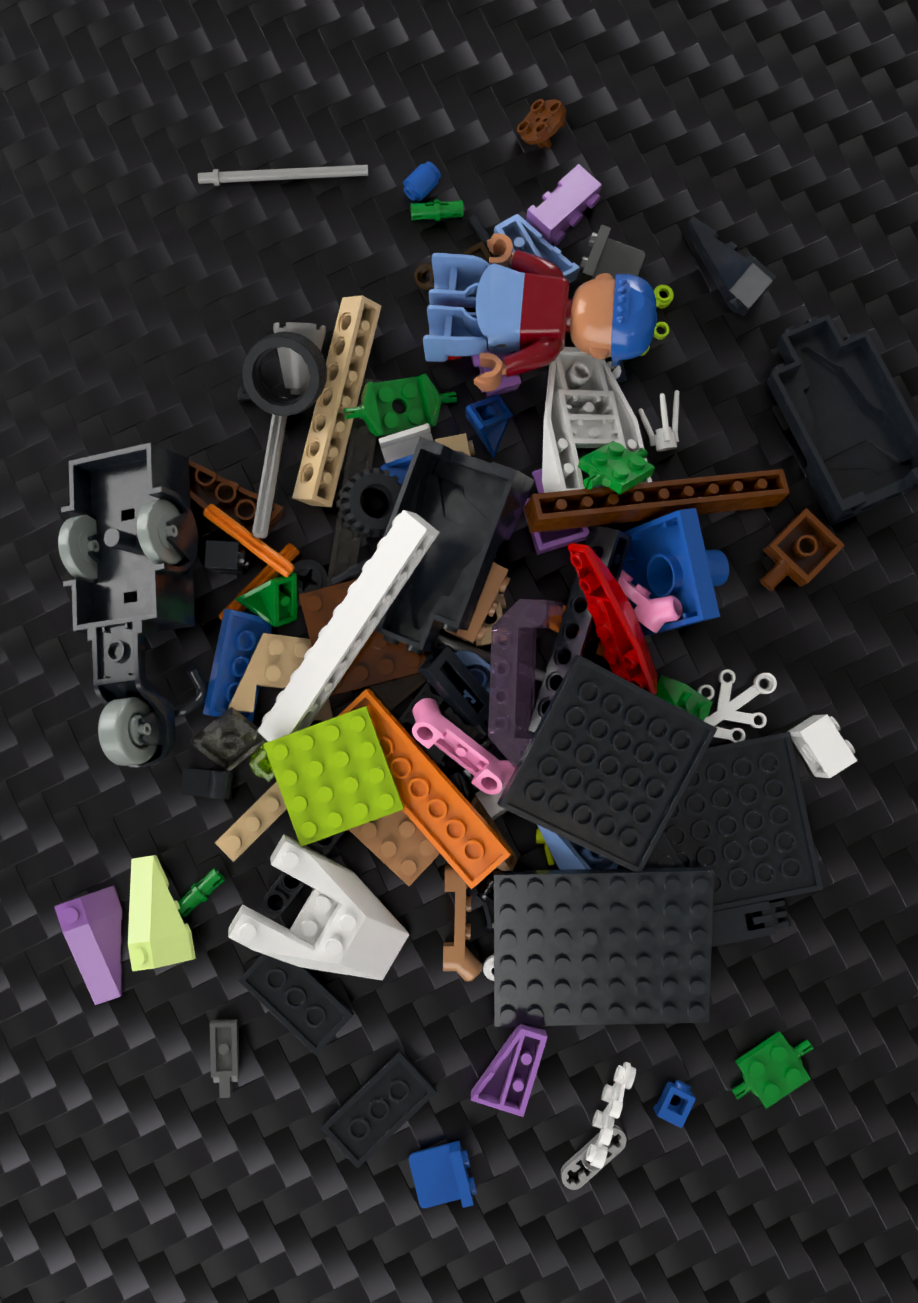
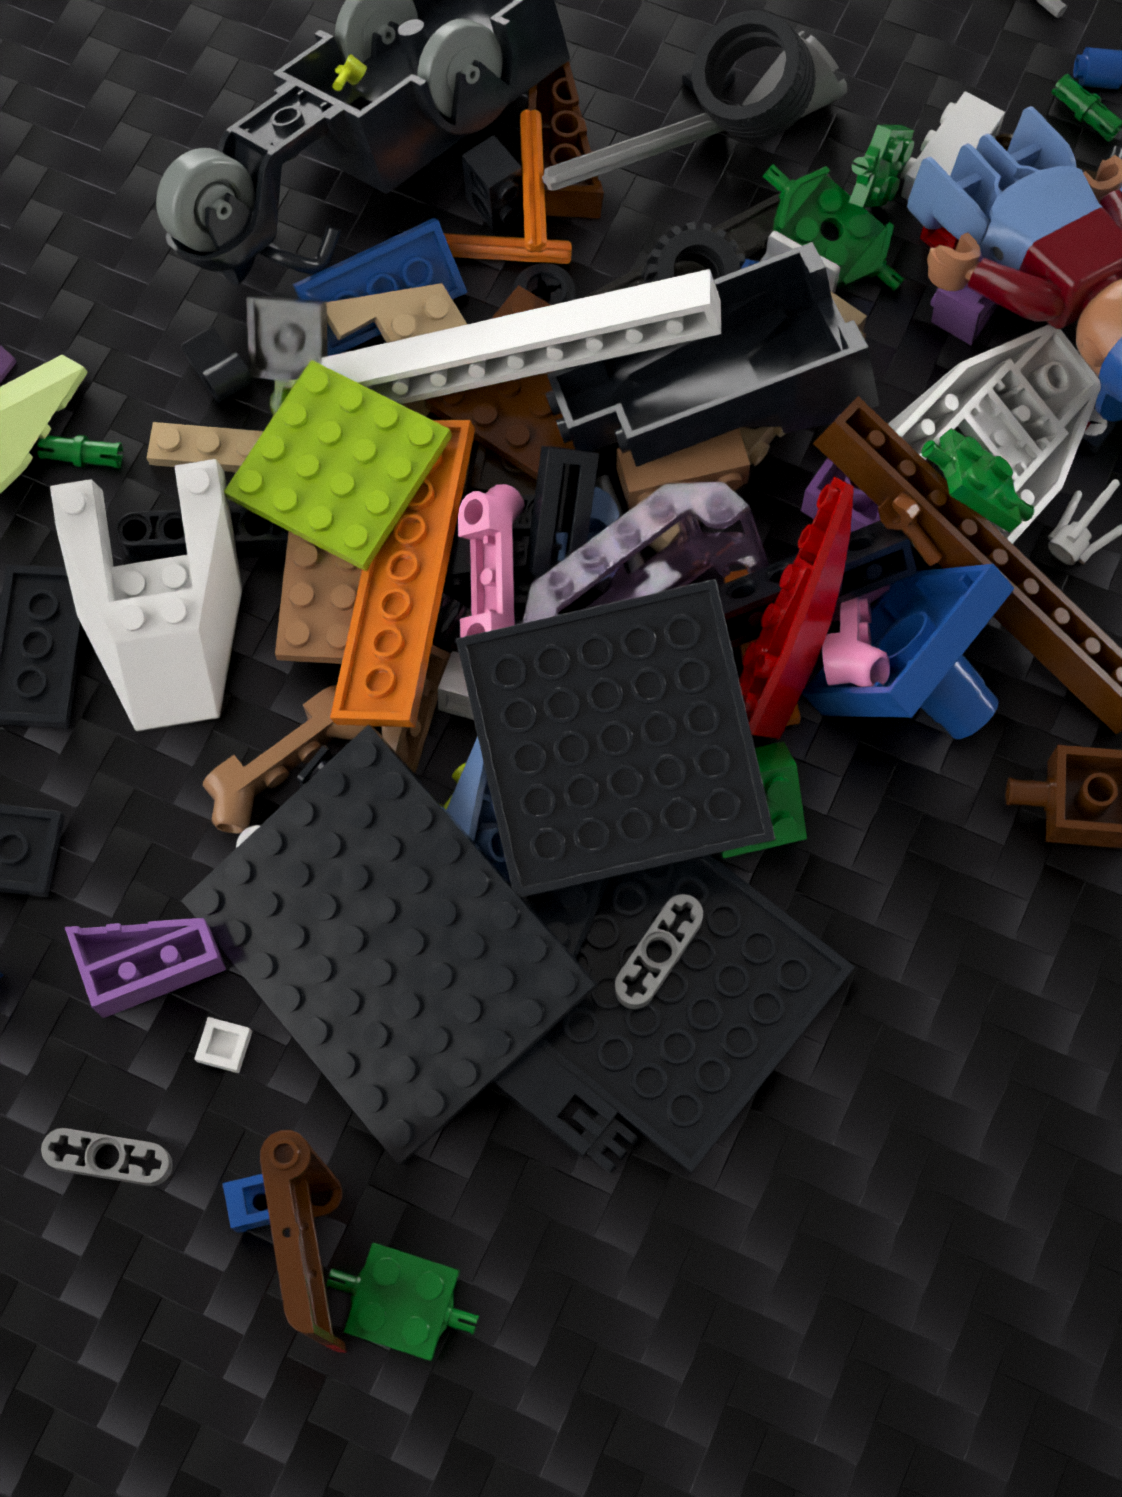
camera: 55 degrees right, 15 degrees down
(105, 587) = (351, 71): none -> neon yellow hand
(273, 600) = (490, 266): green slope -> none
(345, 376) = (796, 153): tan brick -> none
(393, 353) = (880, 166): none -> green plate
(404, 303) = (960, 125): none -> white brick
(489, 421) = (908, 337): blue slope -> none
(584, 1061) = (223, 1045): none -> white plate
(604, 1120) = (192, 1103): white plant -> none
(608, 521) = (902, 515): none -> dark orange bar
(710, 840) = (666, 918): none -> light grey beam
(727, 710) = (815, 874): white plant -> none
(741, 1120) = (290, 1176): none -> reddish brown piece
(822, 745) = (871, 1013): white brick -> none

